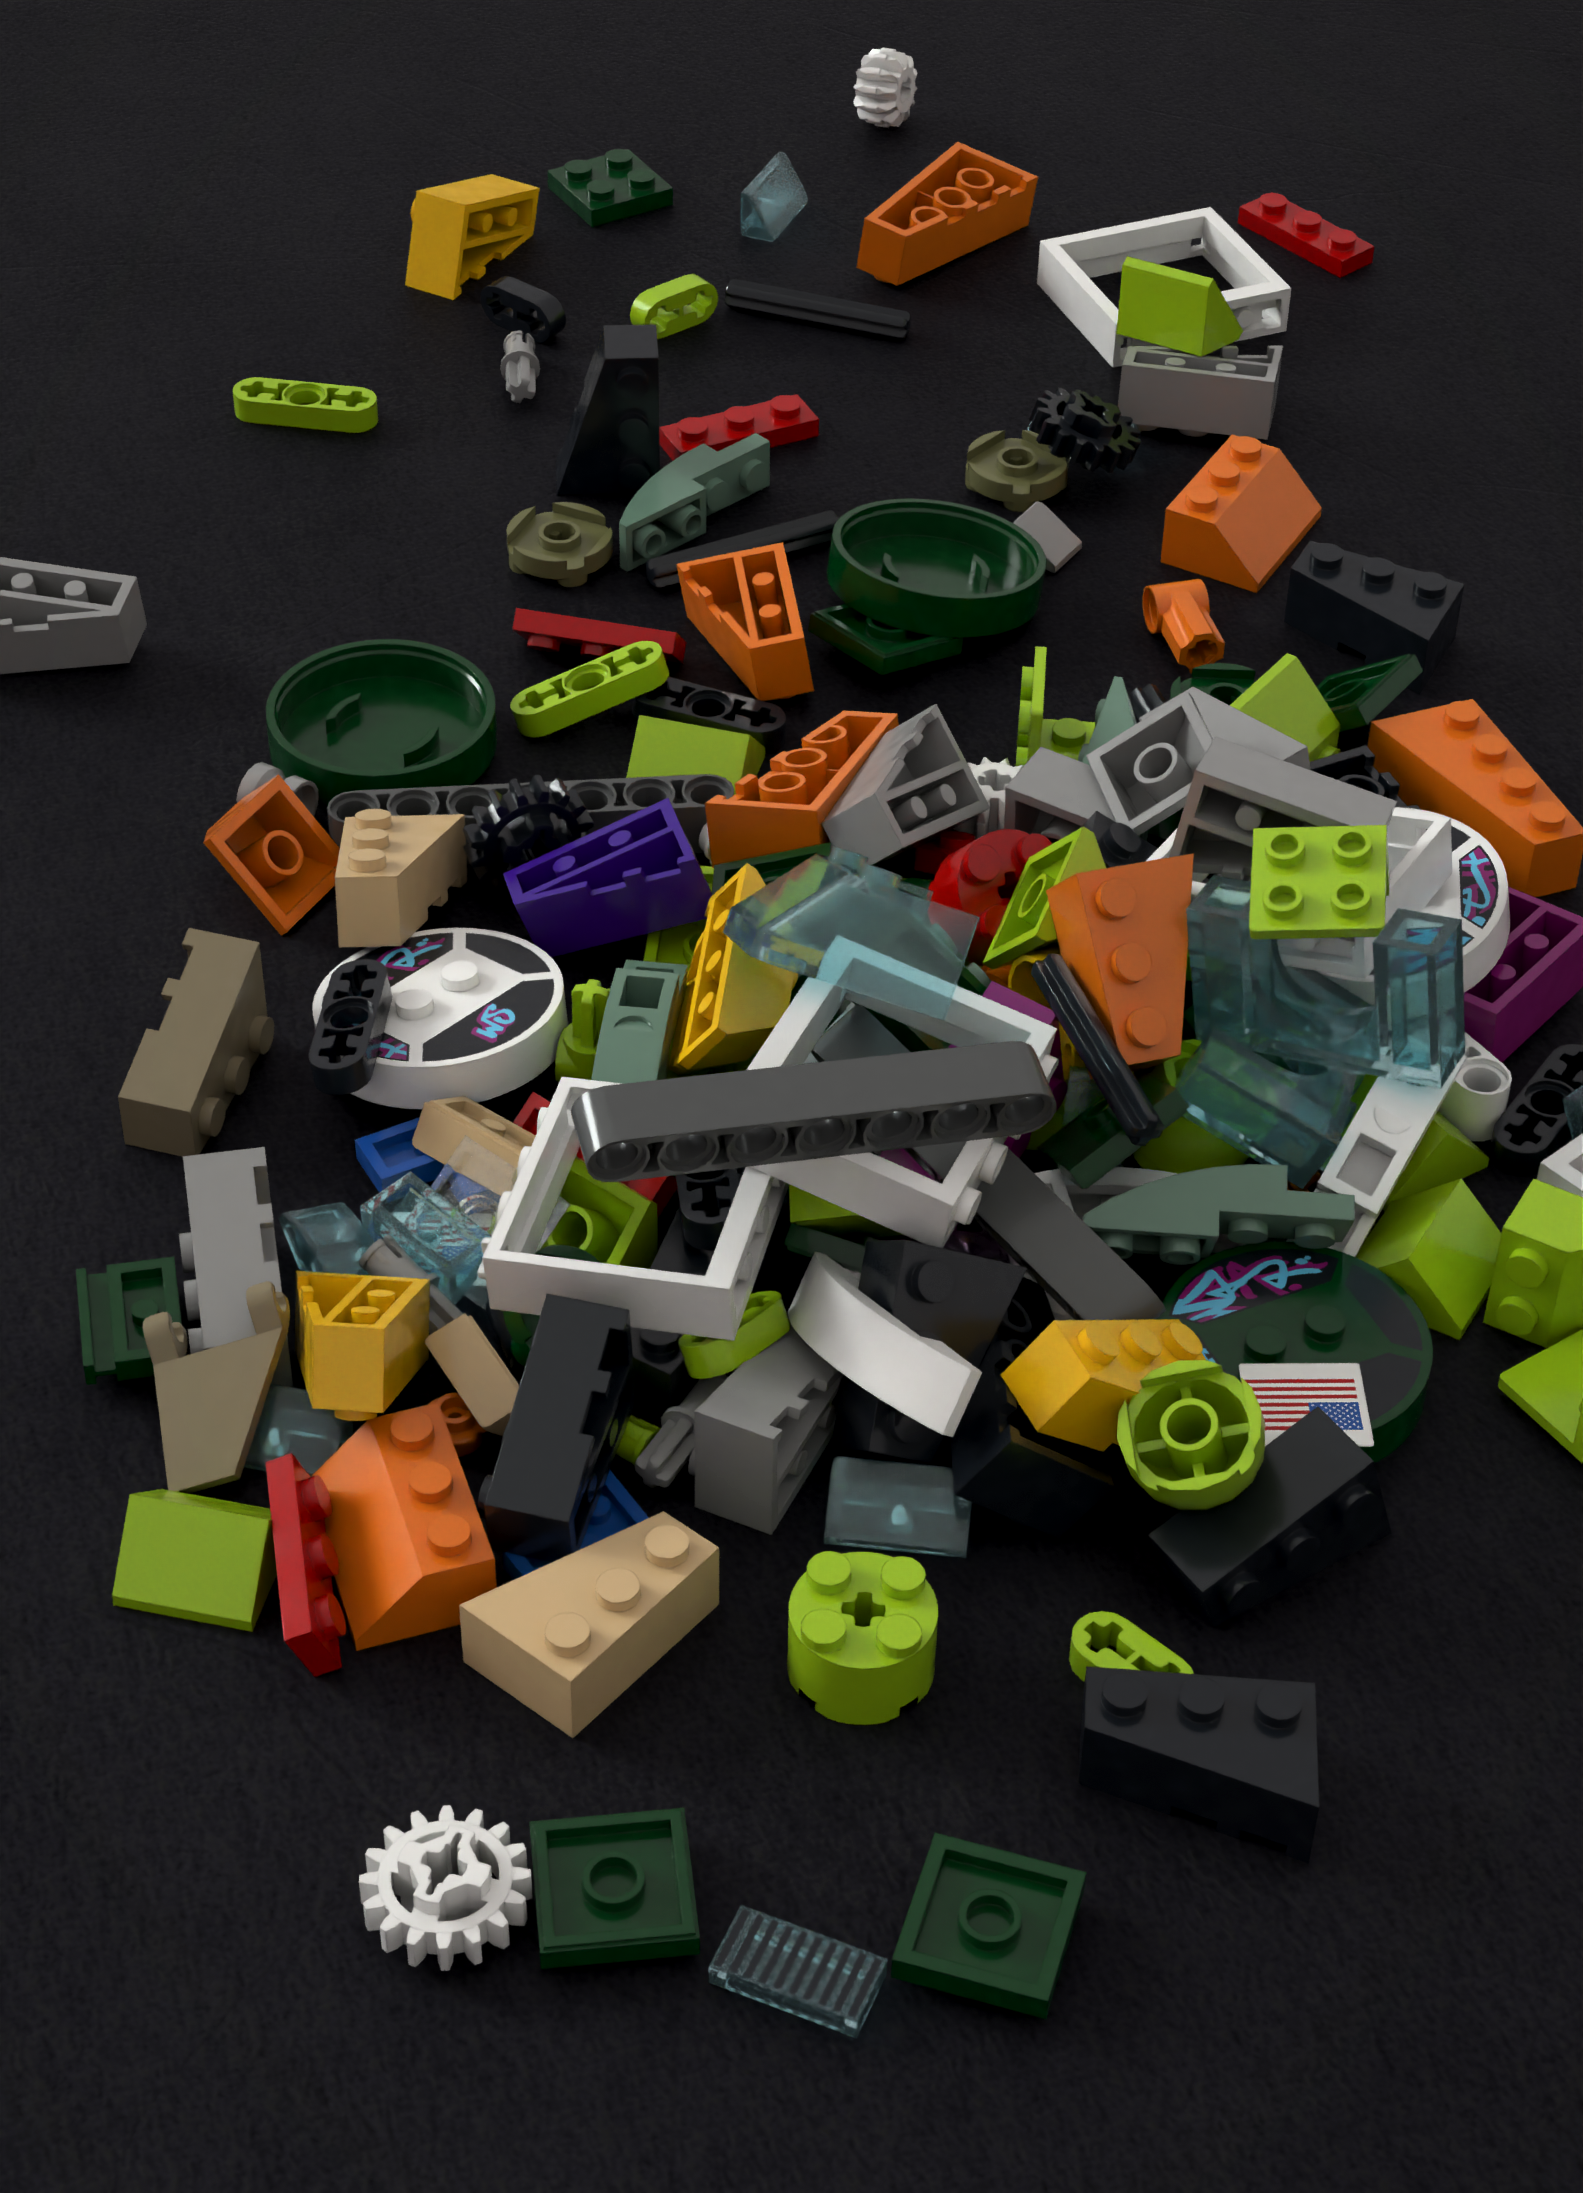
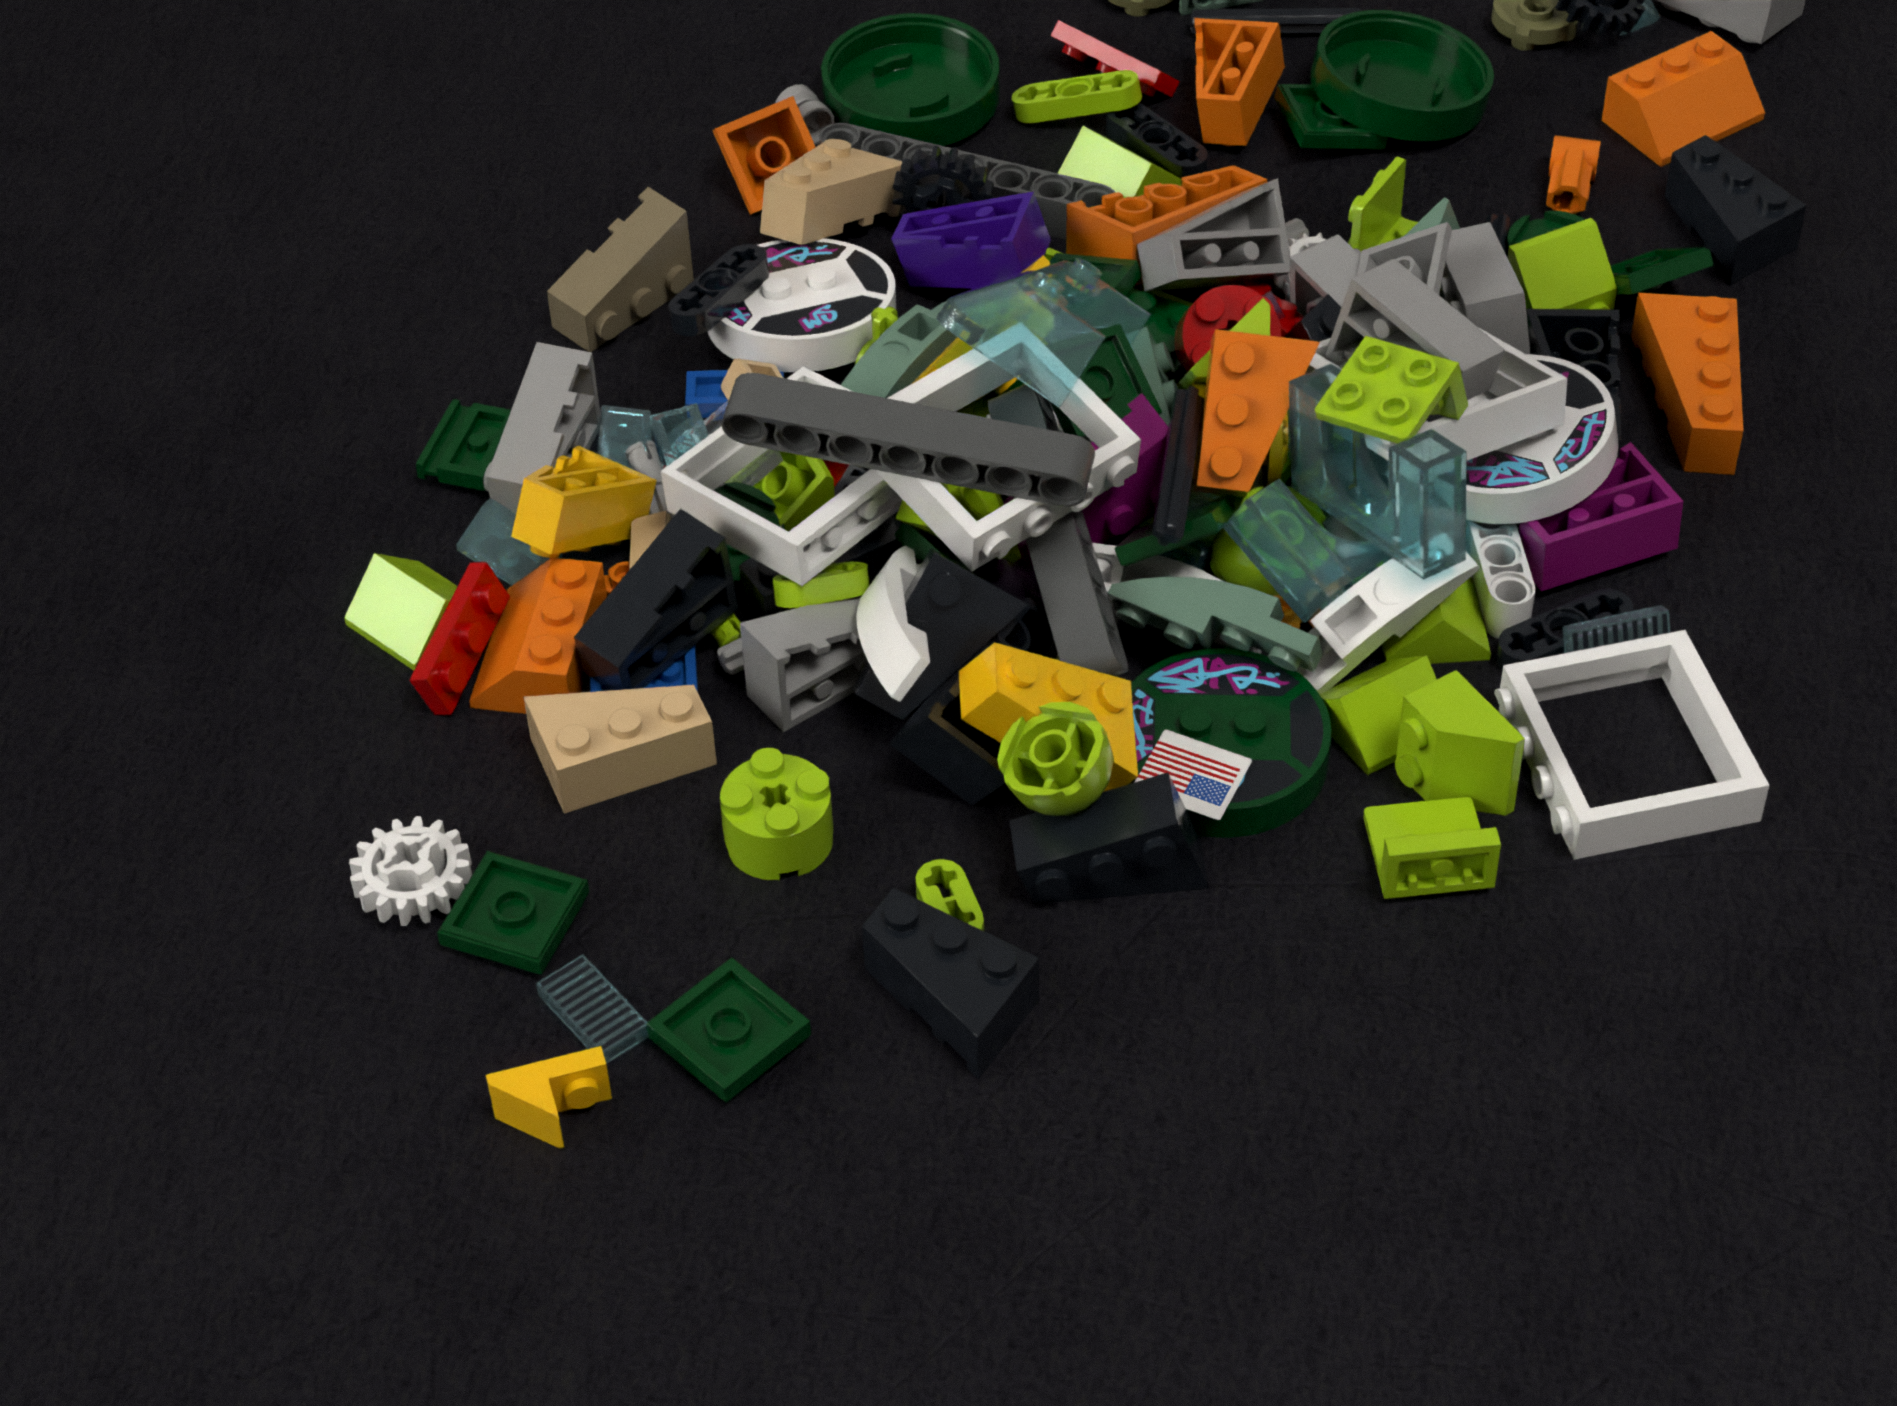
camera: 30 degrees right, 5 degrees up
(215, 1395) = (477, 506): dark tan flag -> none
(826, 2109) = (536, 1092): none -> yellow slope
(896, 1508) = (860, 739): clear light blue slope -> none
(1051, 533) = (1515, 75): light grey slope -> none

